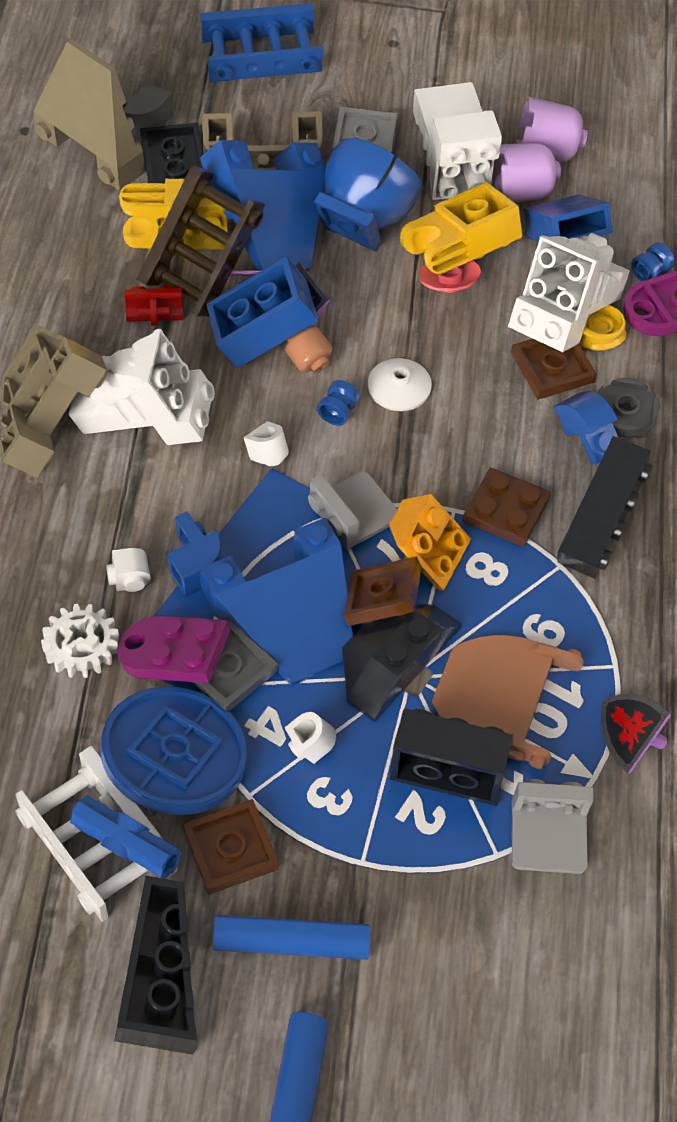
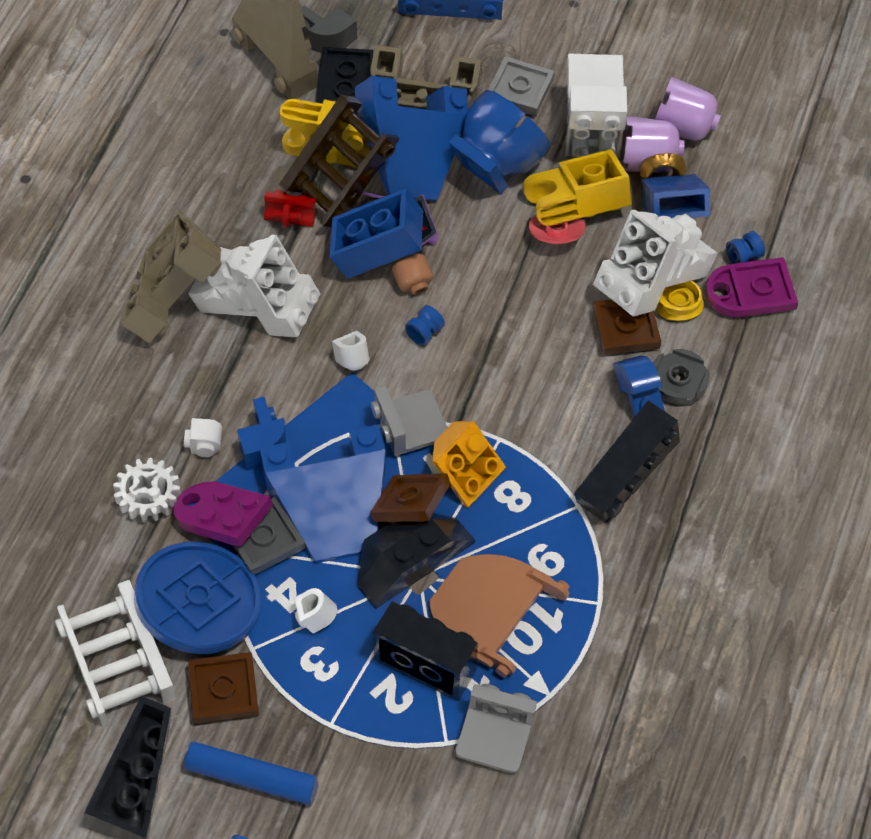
camera: 15 degrees right, 0 degrees up
(125, 837) = (134, 660): blue piece -> none
(399, 393) = (485, 327): white dish -> none
(506, 507) = (545, 445): reddish brown plate -> none
(554, 183) = (674, 161): none -> pearl gold piece
(631, 726) = (591, 658): shield -> none

